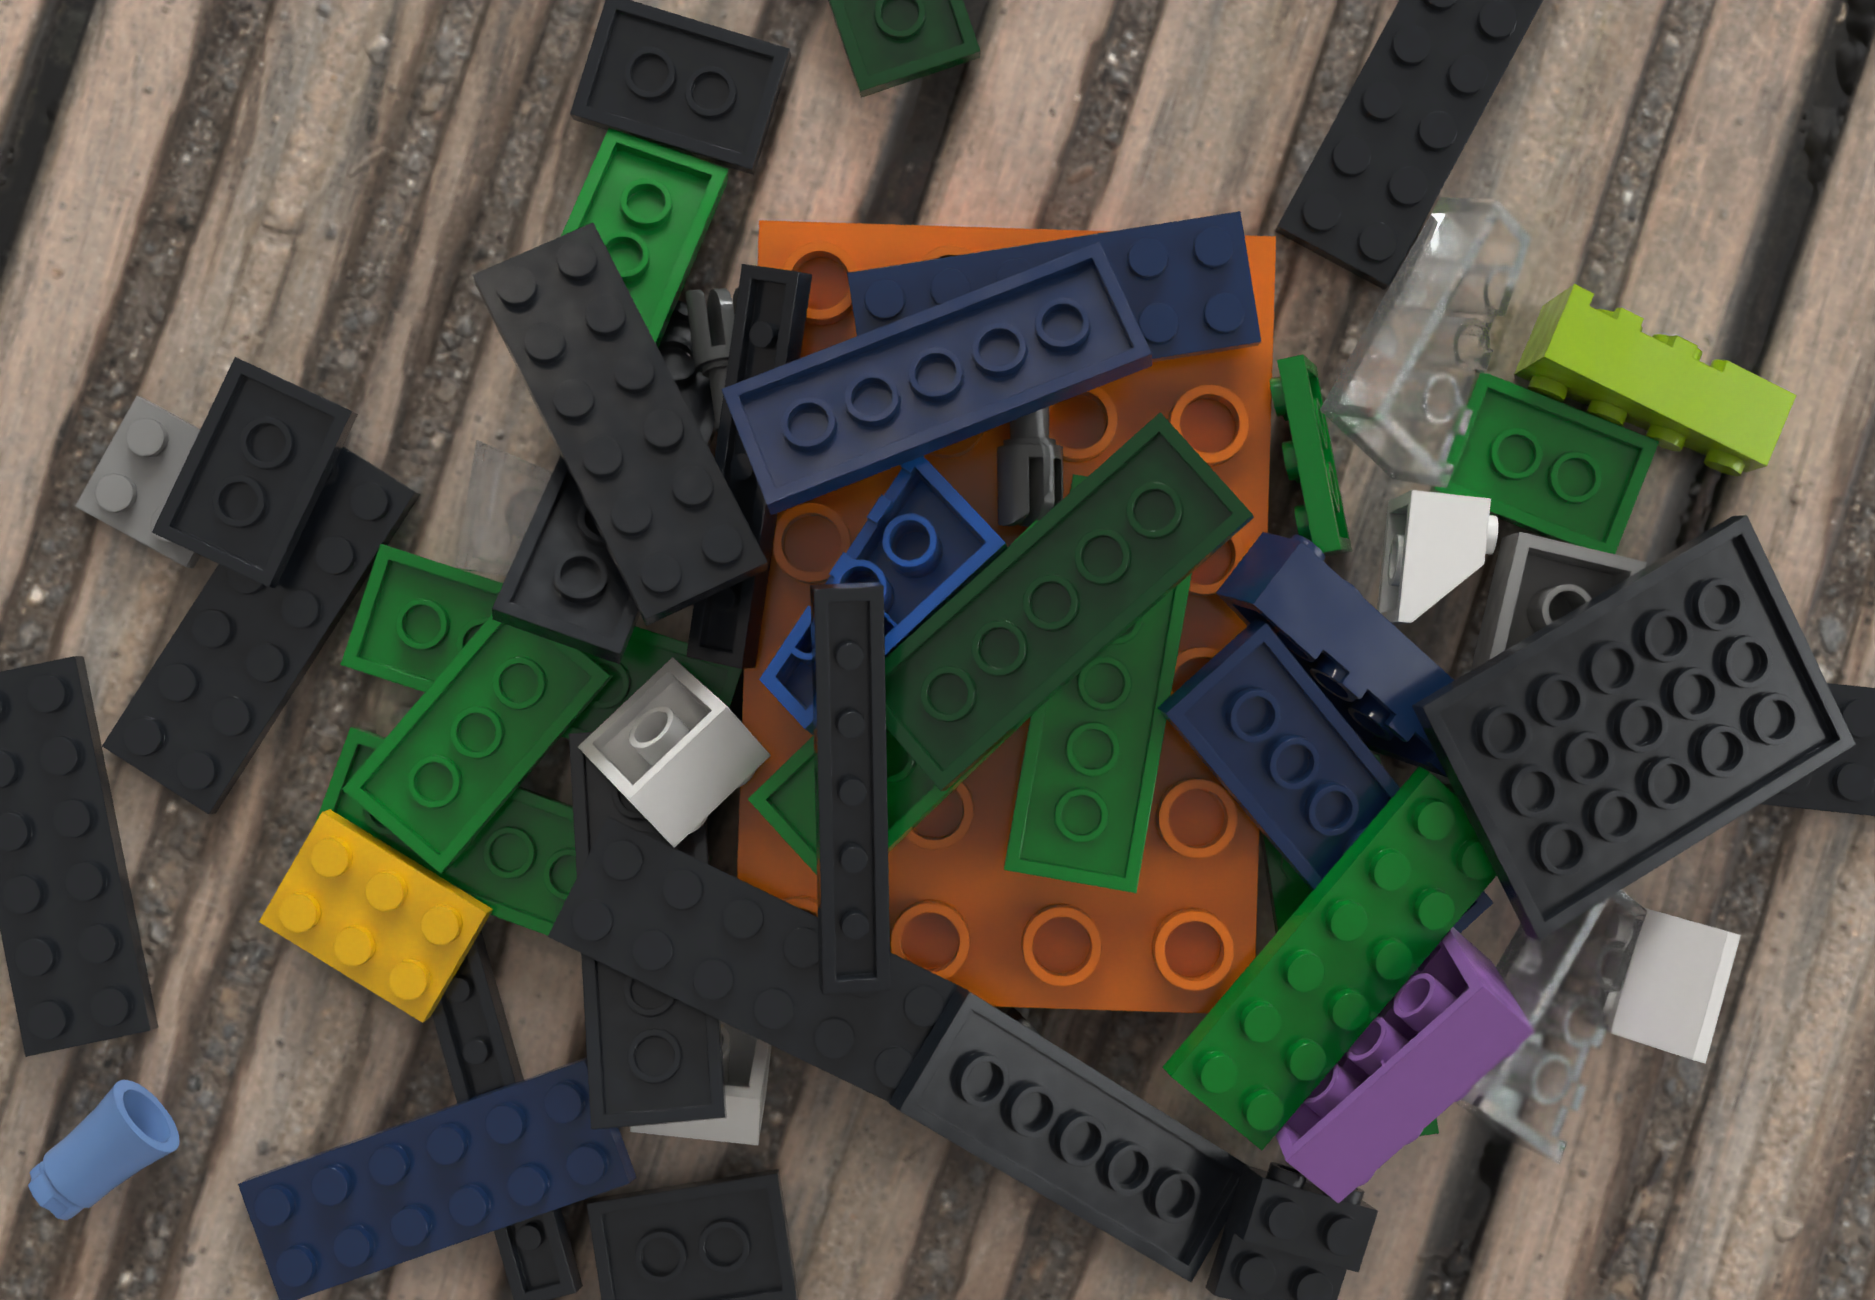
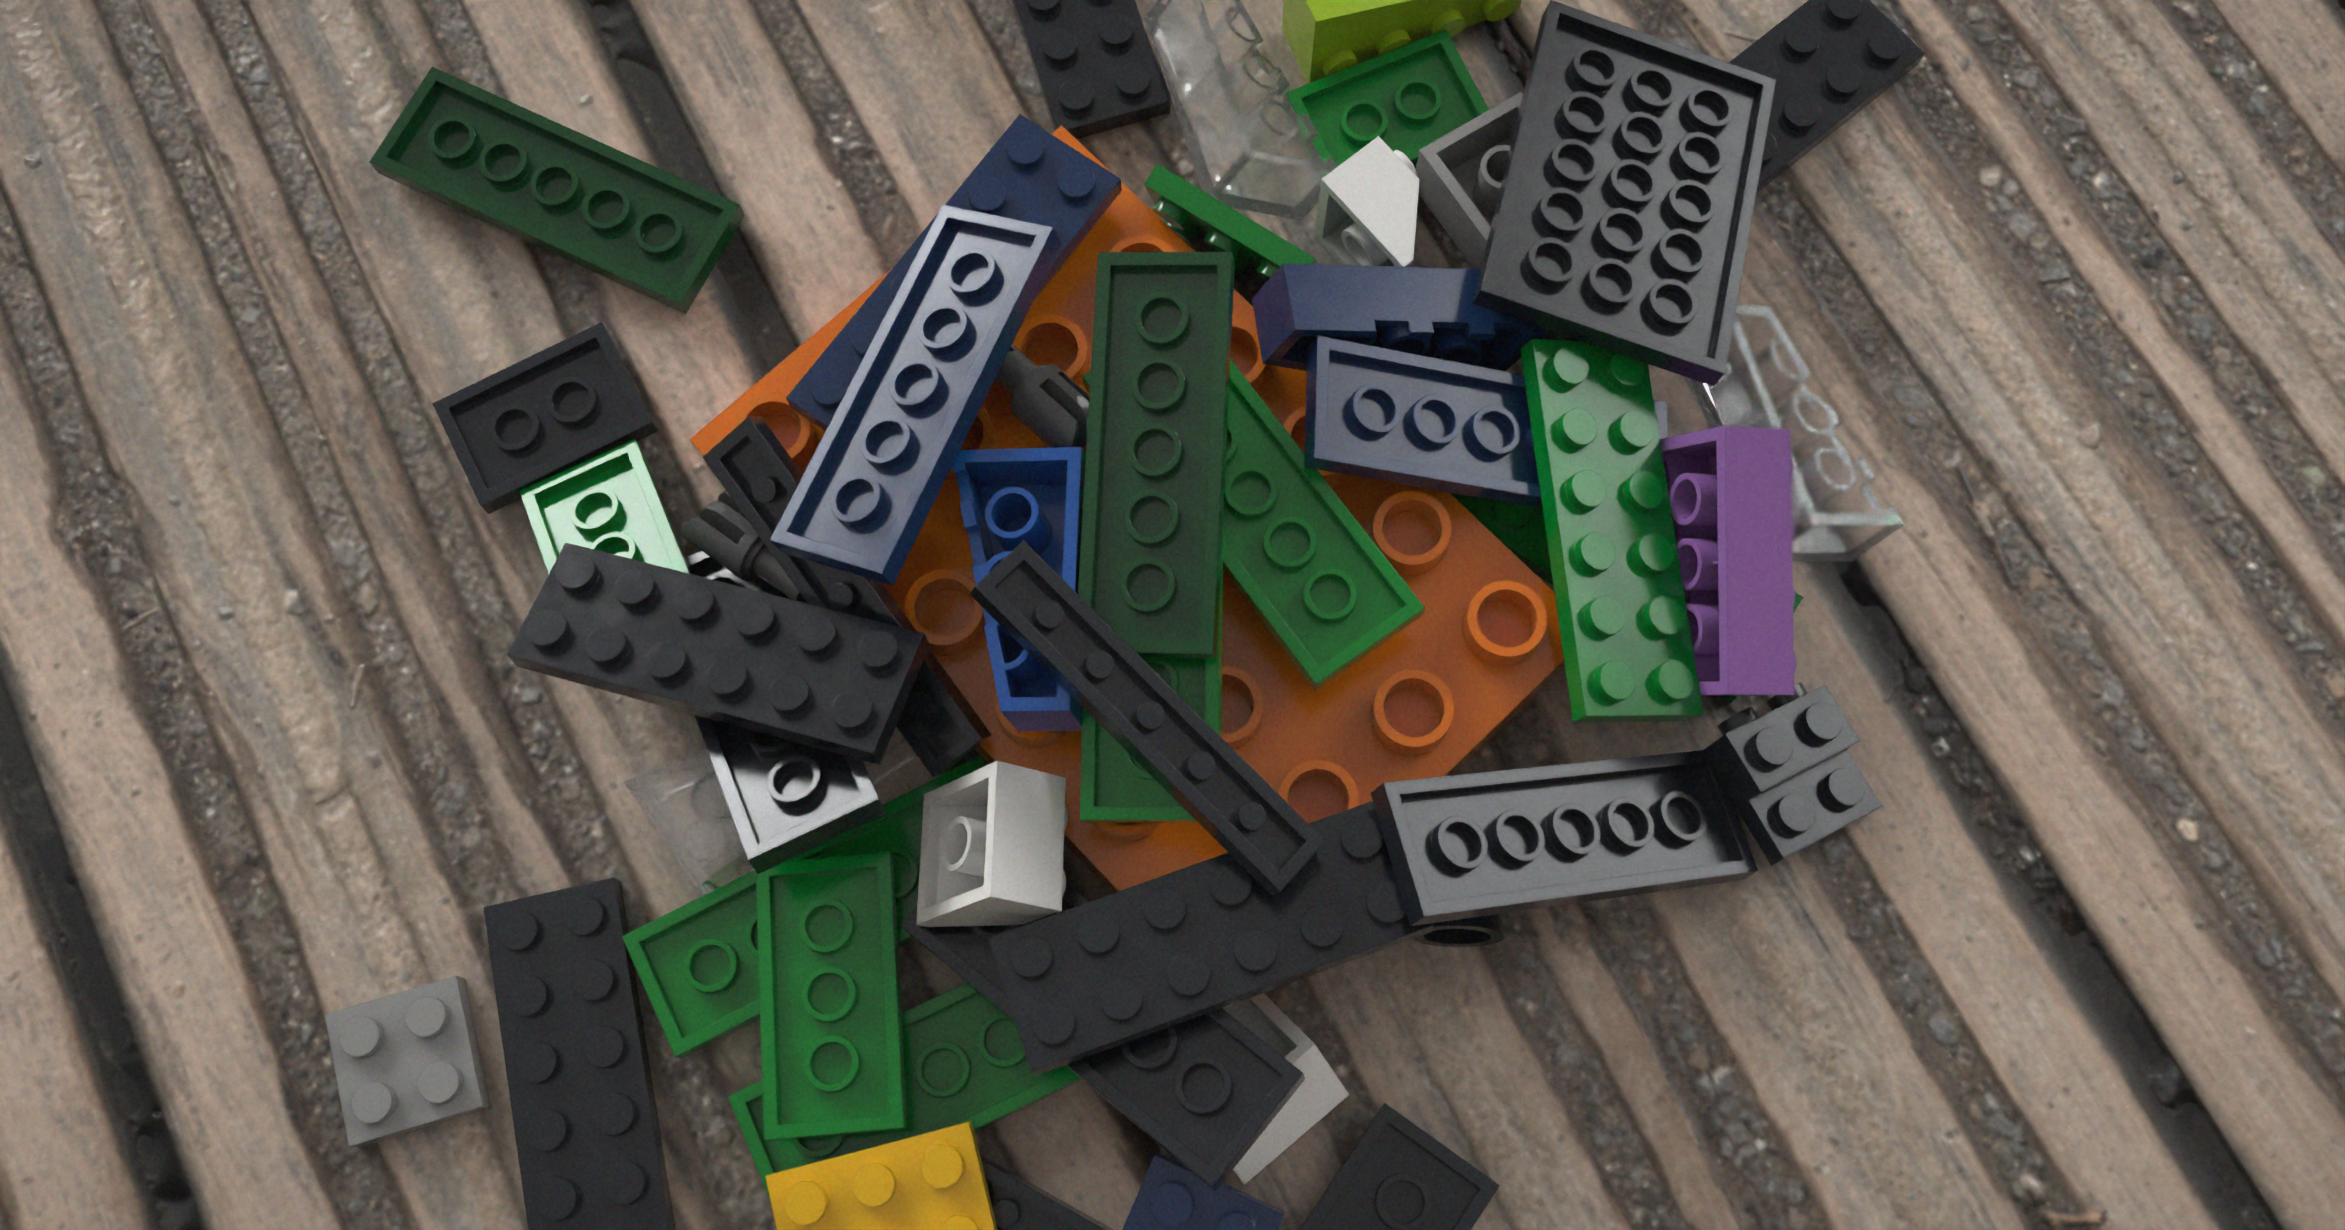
camera: 50 degrees left, 15 degrees down
(254, 473) = (471, 973): black plate -> none
(1673, 986) = (1844, 333): white slope -> none

